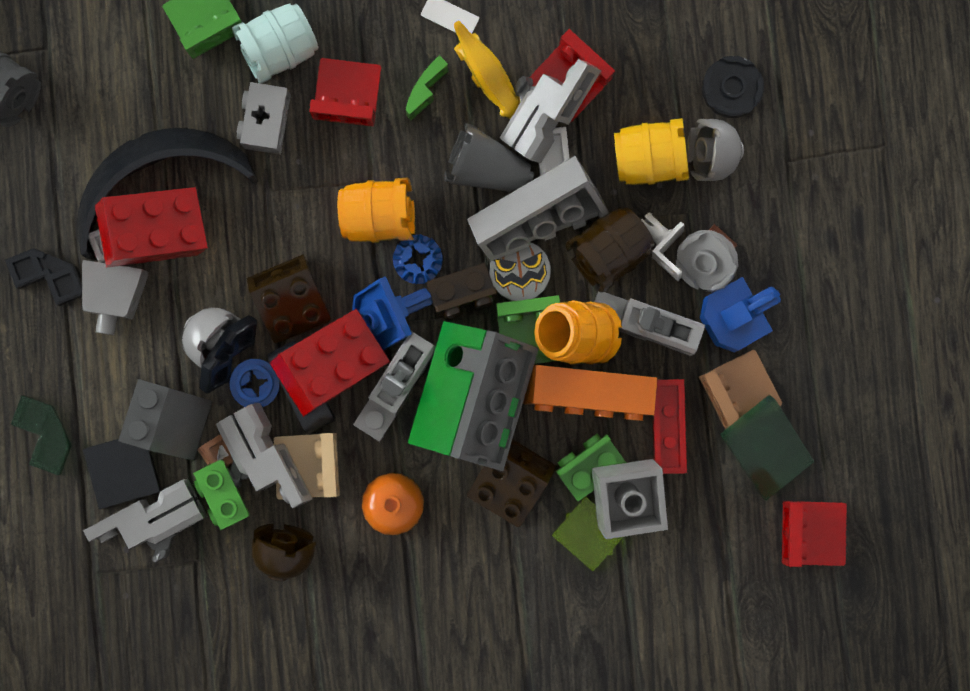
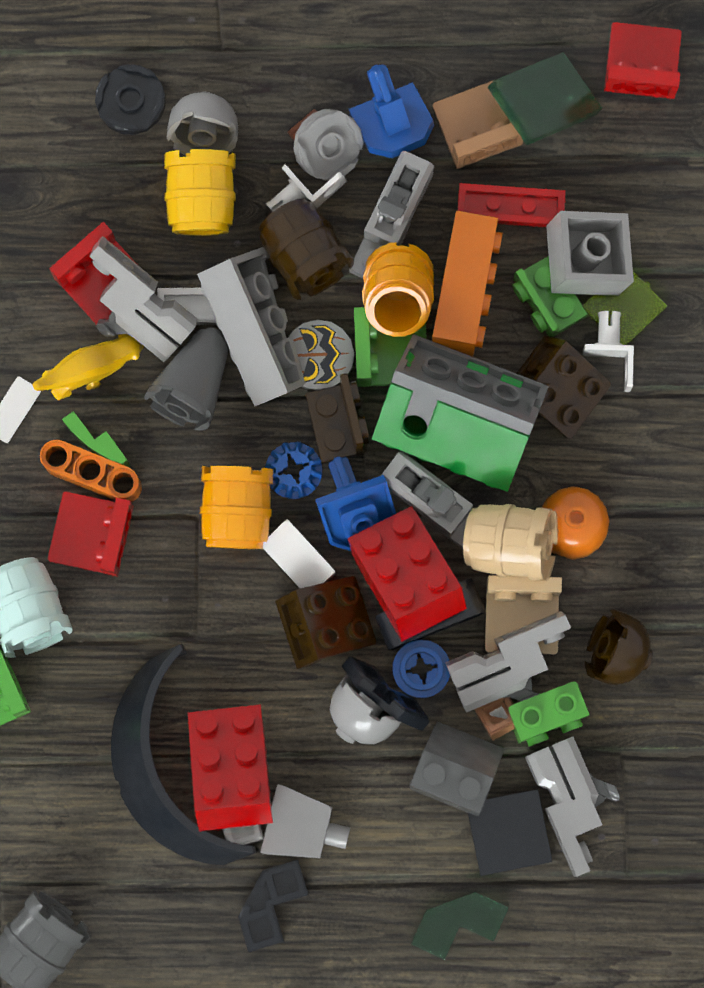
camera: 80 degrees left, 5 degrees down
(270, 134) = (97, 616): light grey brick -> none
(341, 270) = (297, 556): none -> white slope
(362, 449) = (511, 541): none -> tan piece
(399, 71) = (79, 458): none -> orange beam
(553, 523) = (610, 345): none -> white bracket

